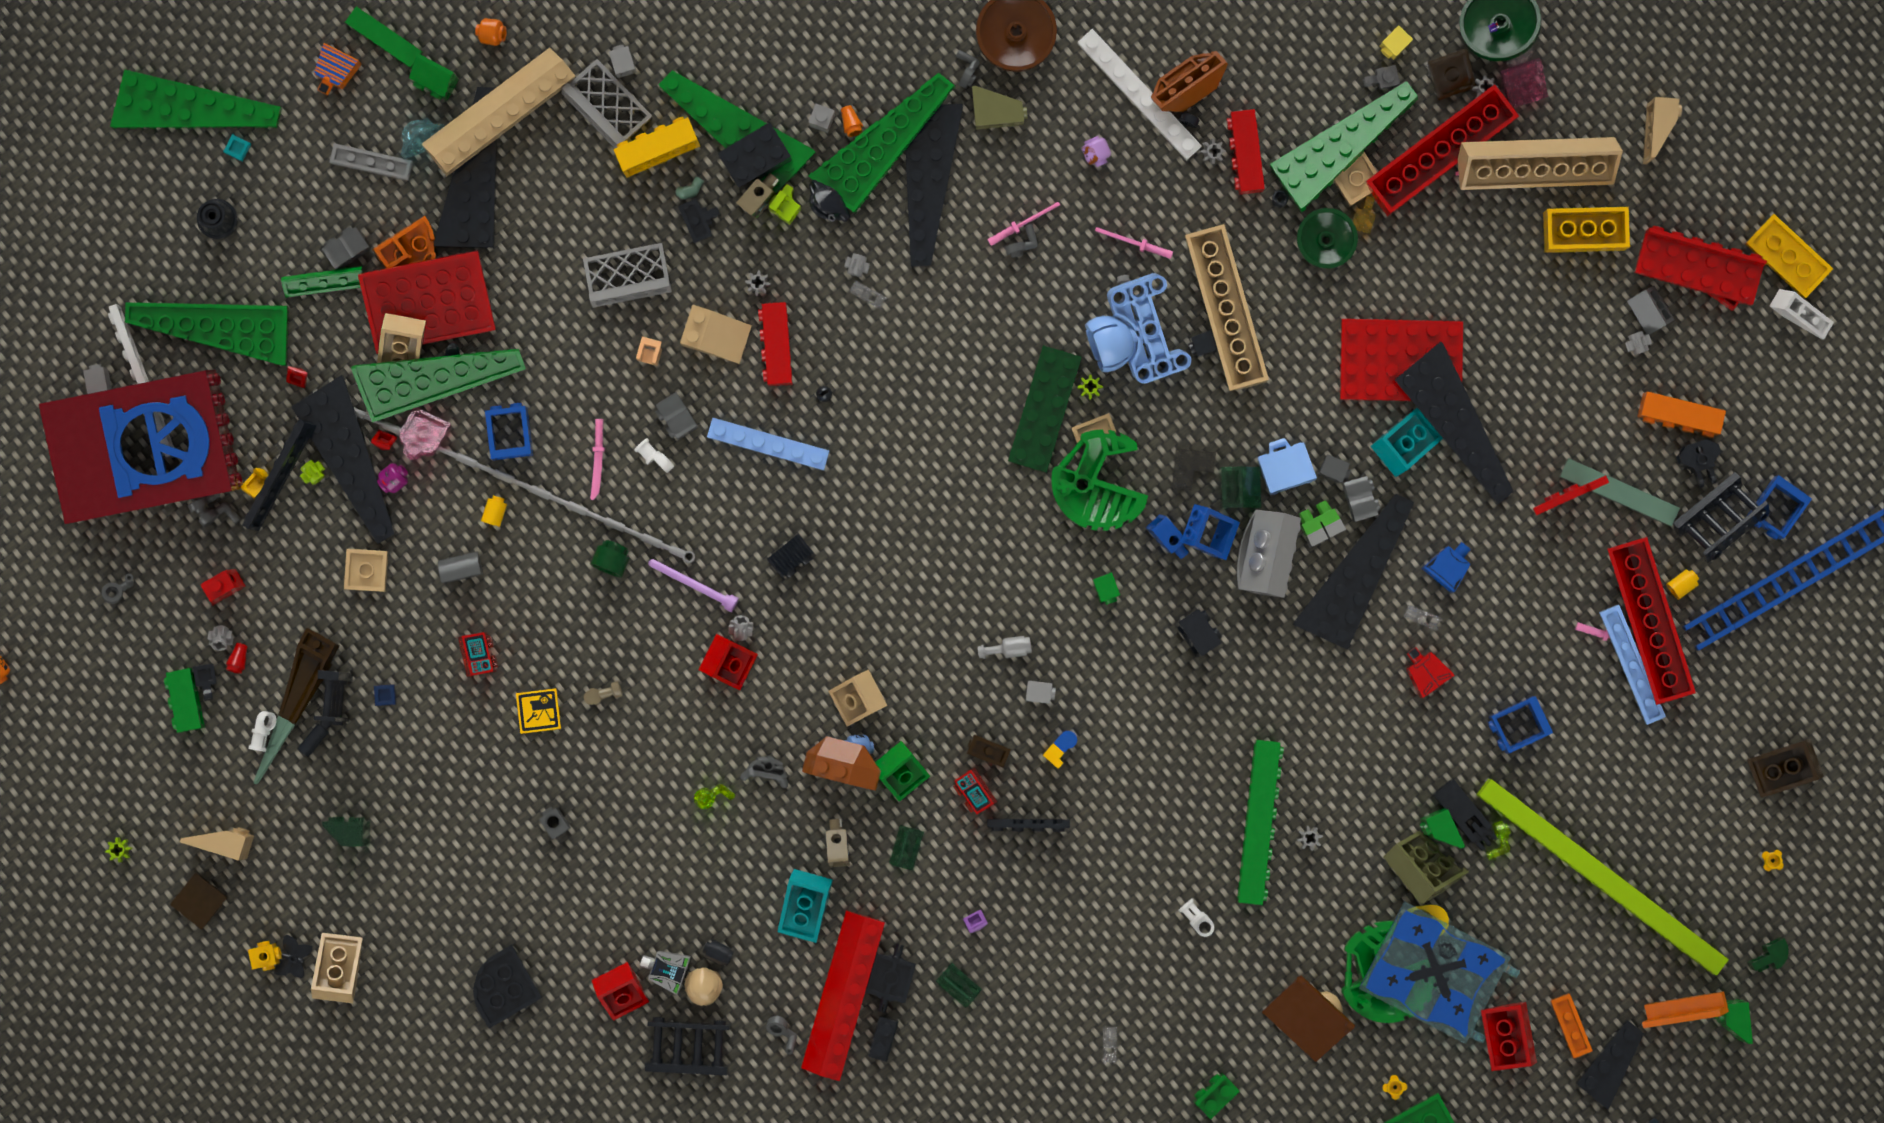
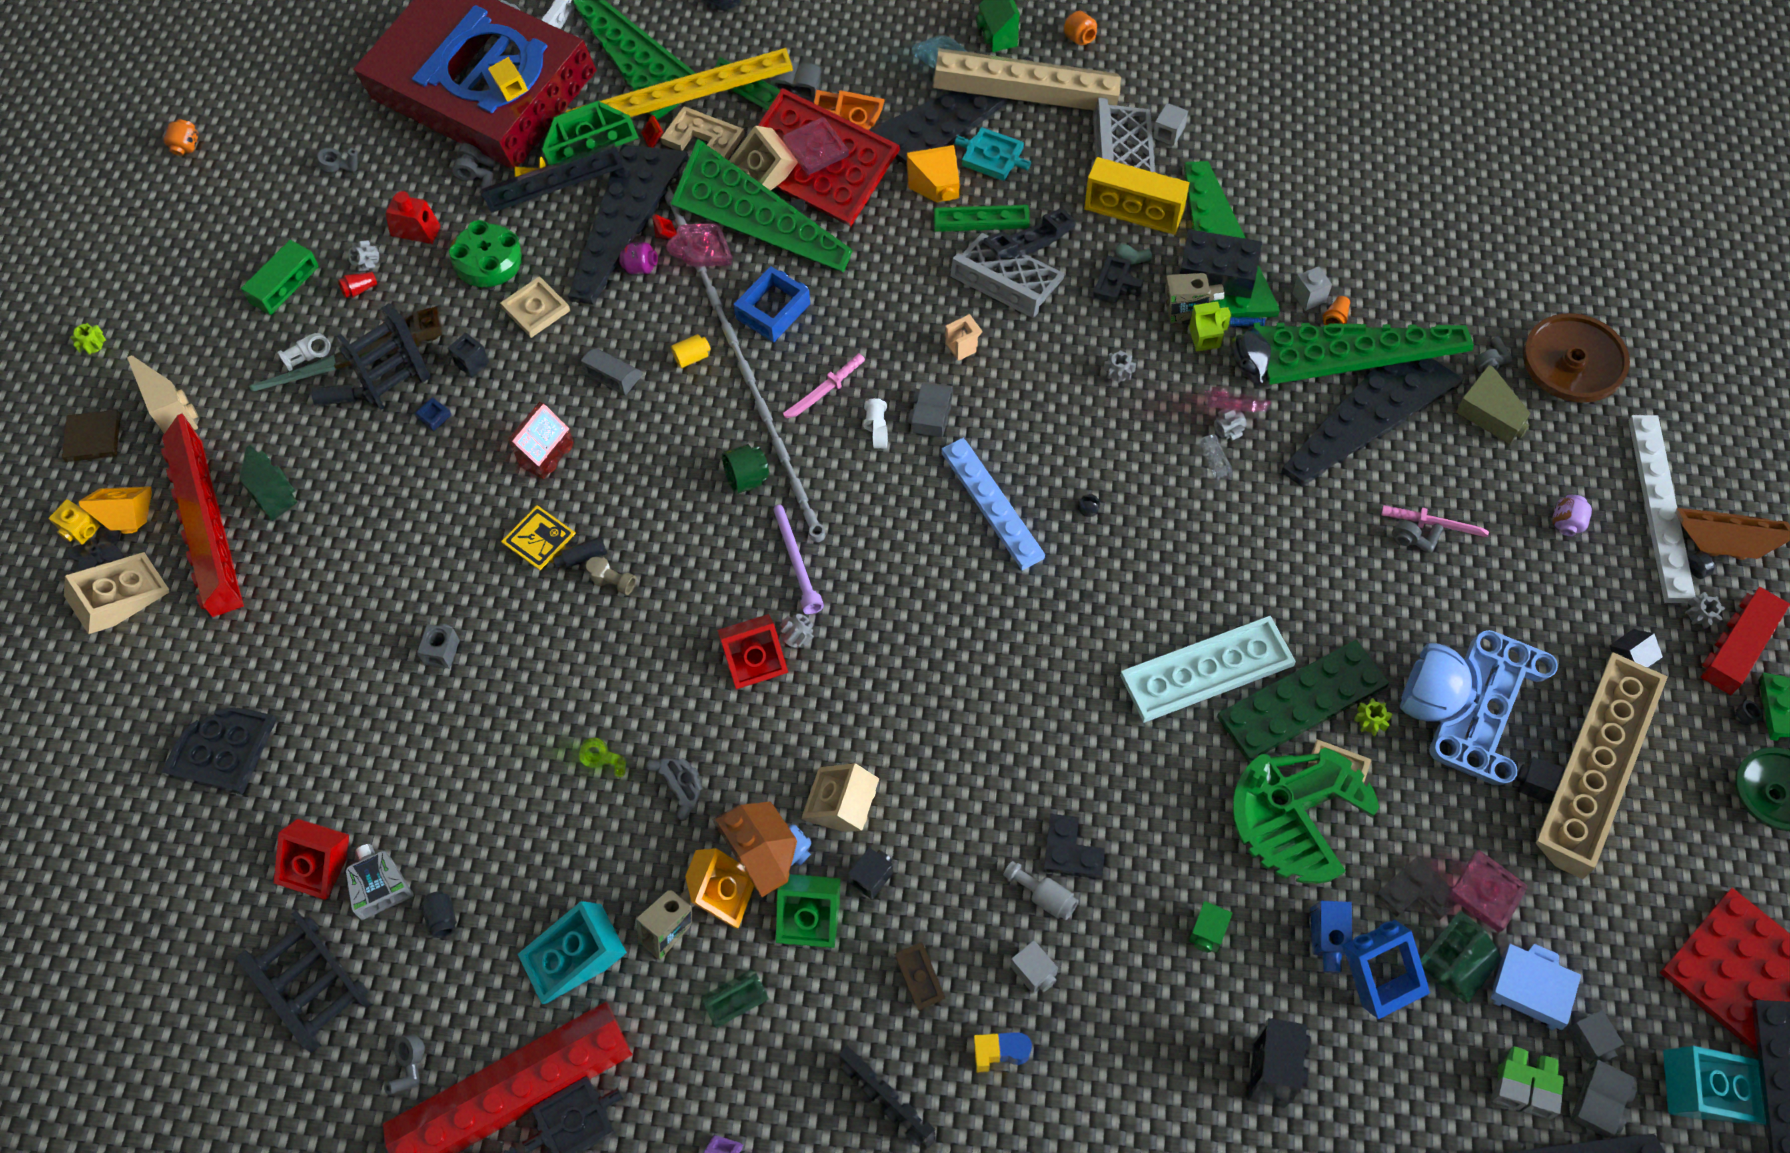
camera: 45 degrees right, 25 degrees down
(194, 446) = (508, 79): none -> yellow brick
(204, 678) = (315, 274): black plate -> none
(266, 425) = (586, 130): none -> green wedge
(275, 923) = (119, 507): none -> light orange slope
(286, 334) = (701, 83): none -> yellow plate
(294, 564) = (485, 254): none -> green piece
(312, 472) = (581, 202): lime gear -> none
(332, 884) = (201, 519): none -> red slope
(343, 336) = (688, 123): none -> tan plate
(368, 641) = (468, 355): none -> black brick
(371, 162) = (884, 45): light grey tile -> none
(427, 301) = (815, 145): none -> clear pink plate
(517, 246) = (934, 173): none -> light orange slope
(531, 190) = (992, 153): none -> teal plate
(571, 246) = (981, 218): none -> green tile
(571, 696) = (581, 553): none -> black cylinder
(618, 235) = (1030, 240): none -> black slope
(703, 986) = (388, 934): tan hair -> none
(715, 334) = (1036, 374): tan slope -> none
(777, 344) = (1086, 426): red brick -> none
(791, 556) = (911, 611): black brick -> none
(802, 176) = (1245, 321): none -> blue piece
(843, 804) = (719, 885): none -> light orange slope
(847, 249) = (1221, 398): none -> clear pink plate
(913, 722) = (871, 872): none -> black brick
(975, 791) = (864, 1004): slope -> none
(979, 439) = (1207, 668): none -> light aqua plate
(999, 616) = (1065, 856): none -> black plate
(1143, 246) = (1549, 637): bright pink sword -> none
(1195, 216) = (1638, 647): none -> brick
(1225, 436) = (1488, 891): none -> clear pink plate
(1267, 553) = (1440, 1052): light grey piece -> none

